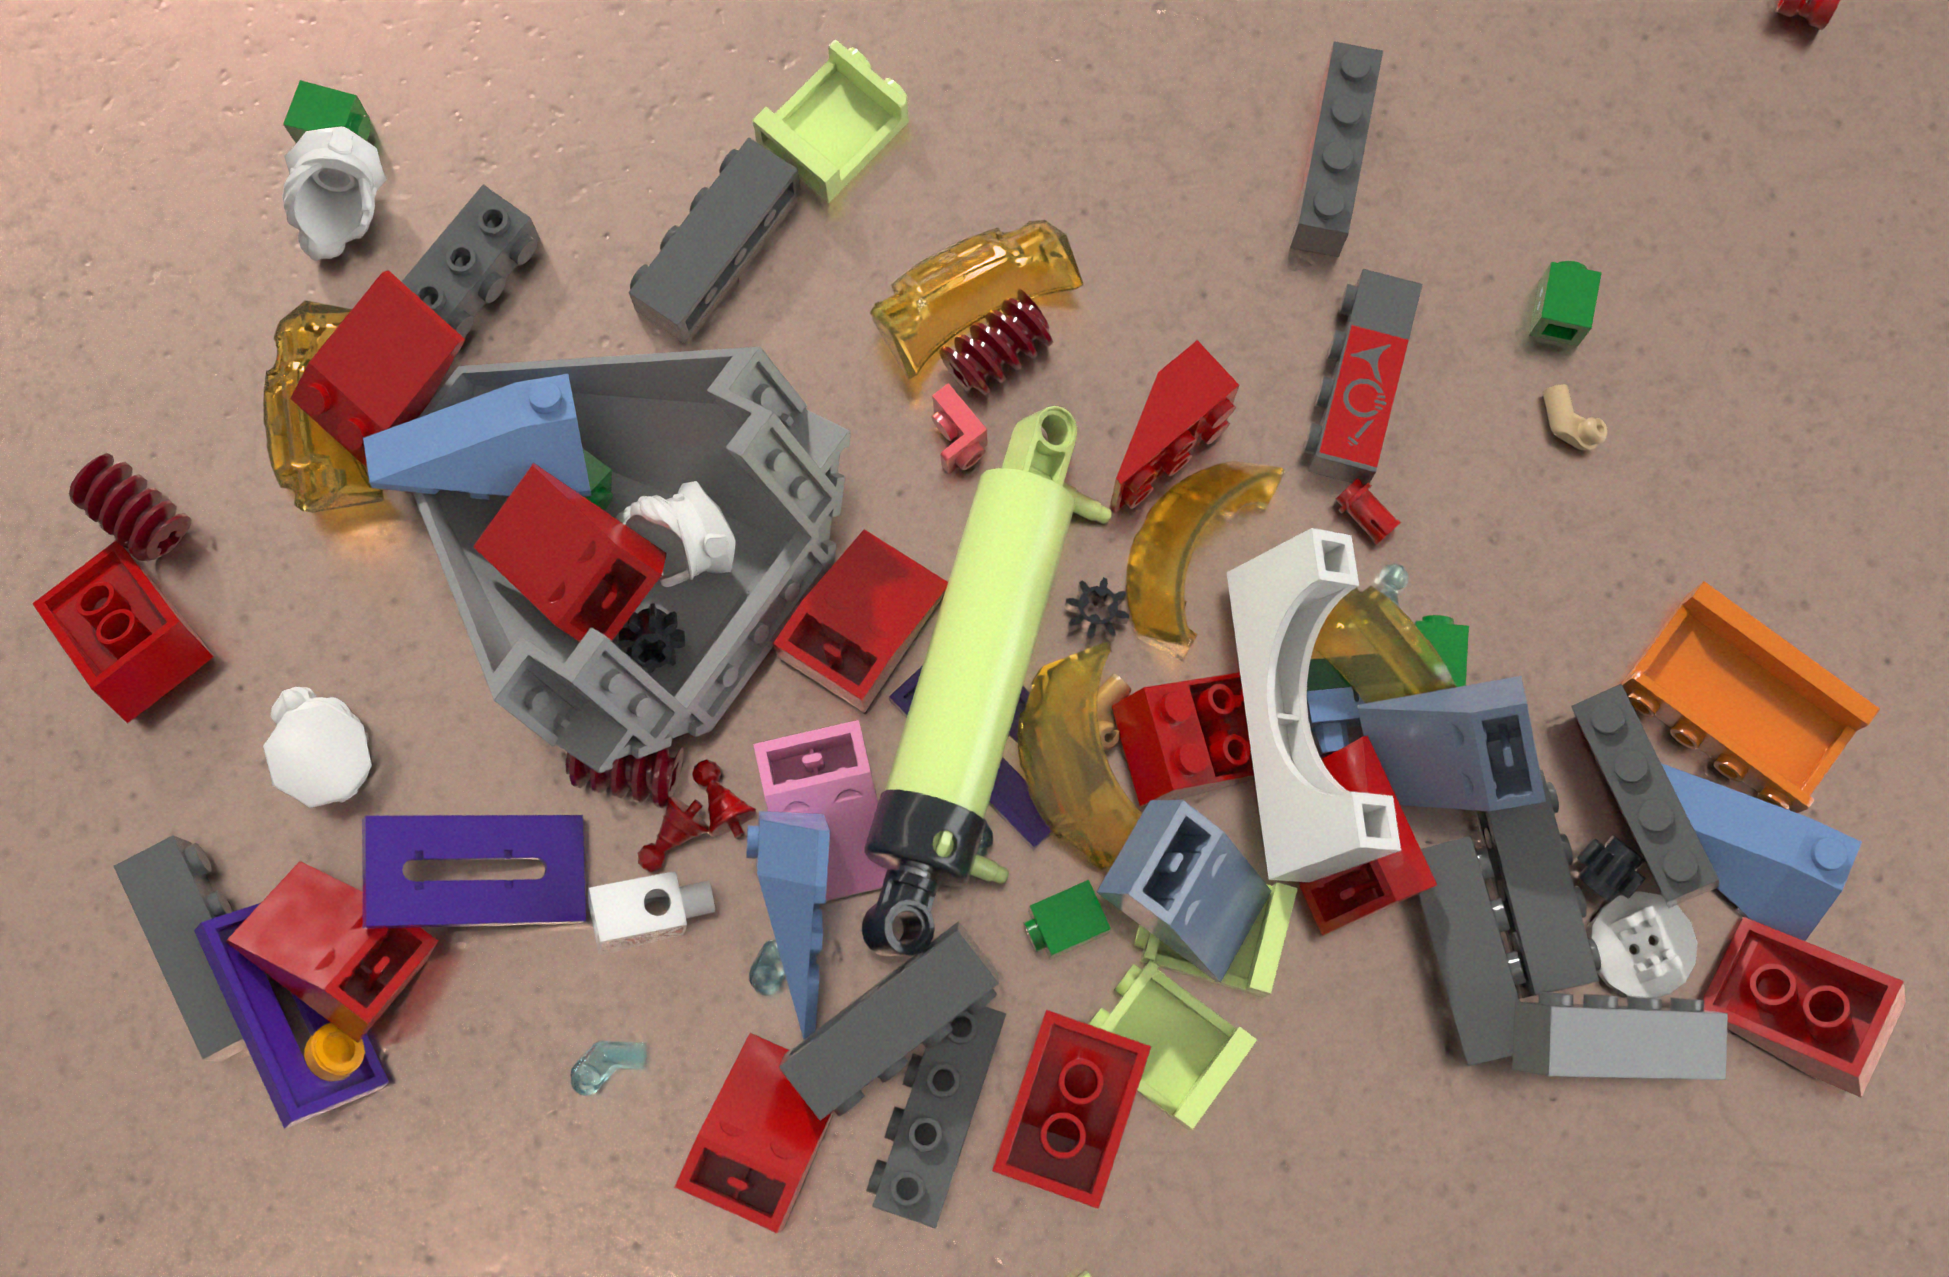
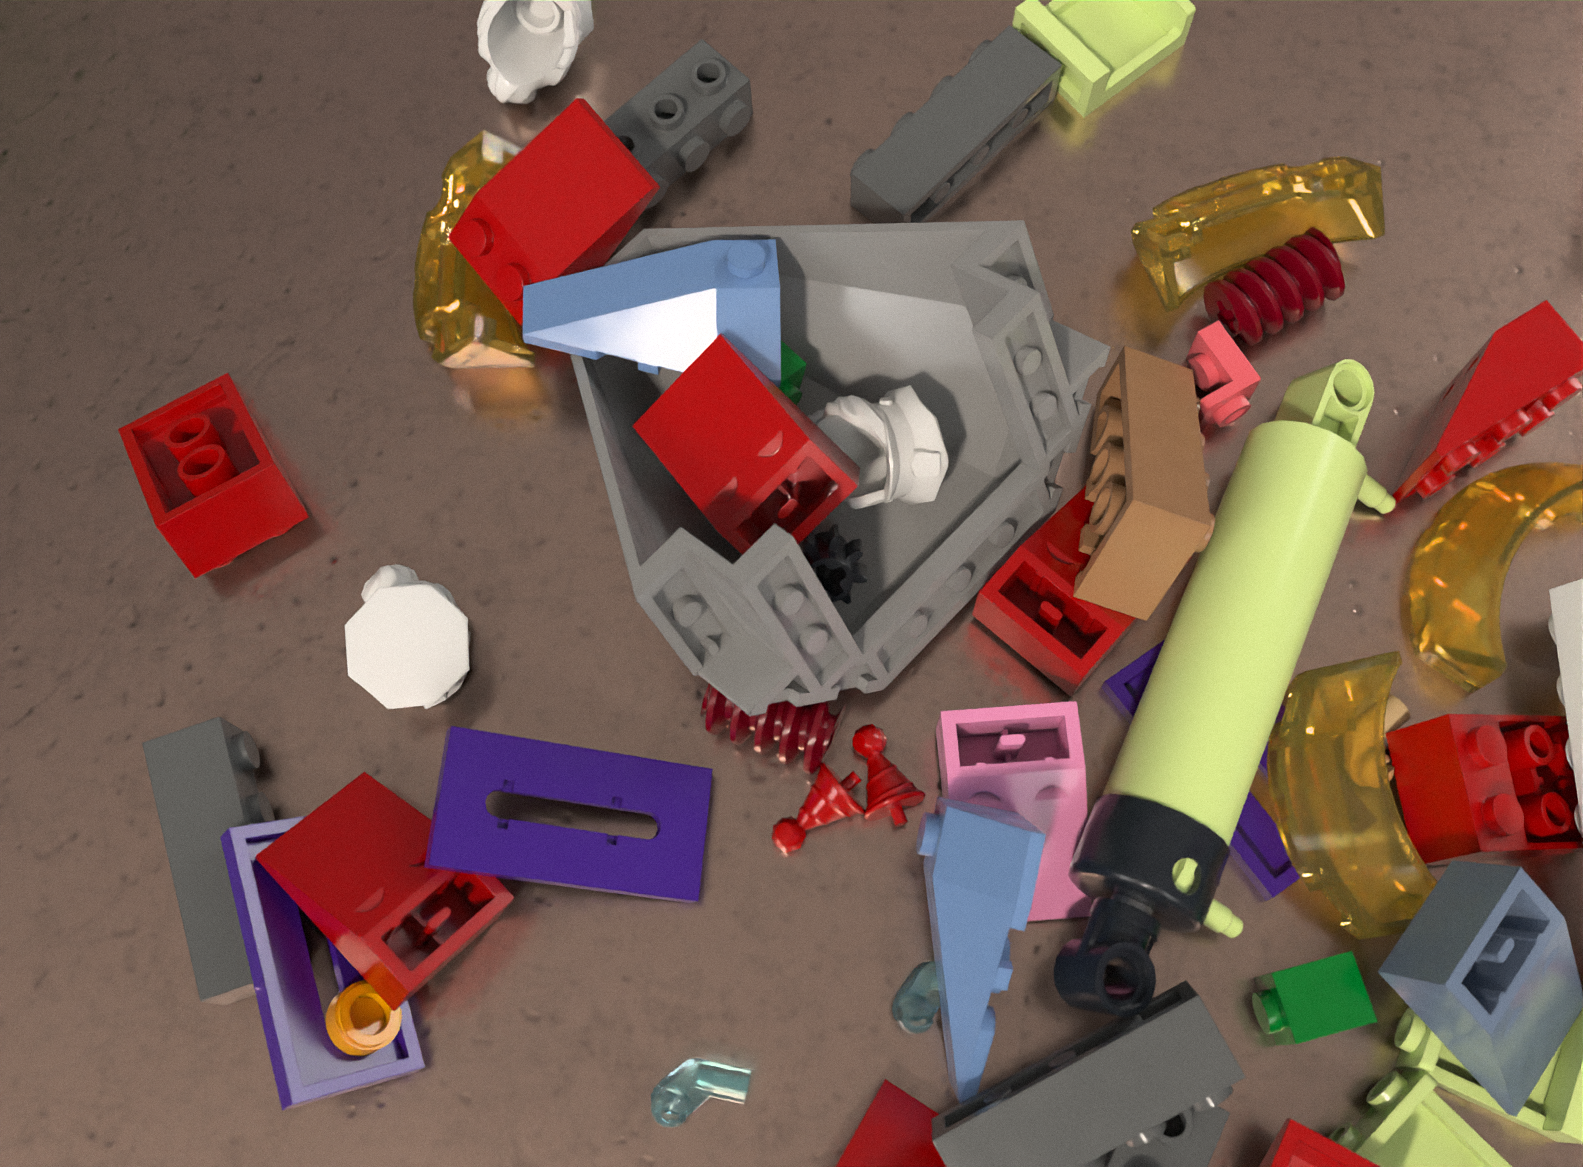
camera: 15 degrees right, 5 degrees down
(128, 508) = (245, 336): dark red piece -> none
(624, 922) = (747, 904): white torso -> none
(895, 532) = (1144, 485): none -> medium nougat wedge
(1100, 597) = (1366, 599): black gear -> none

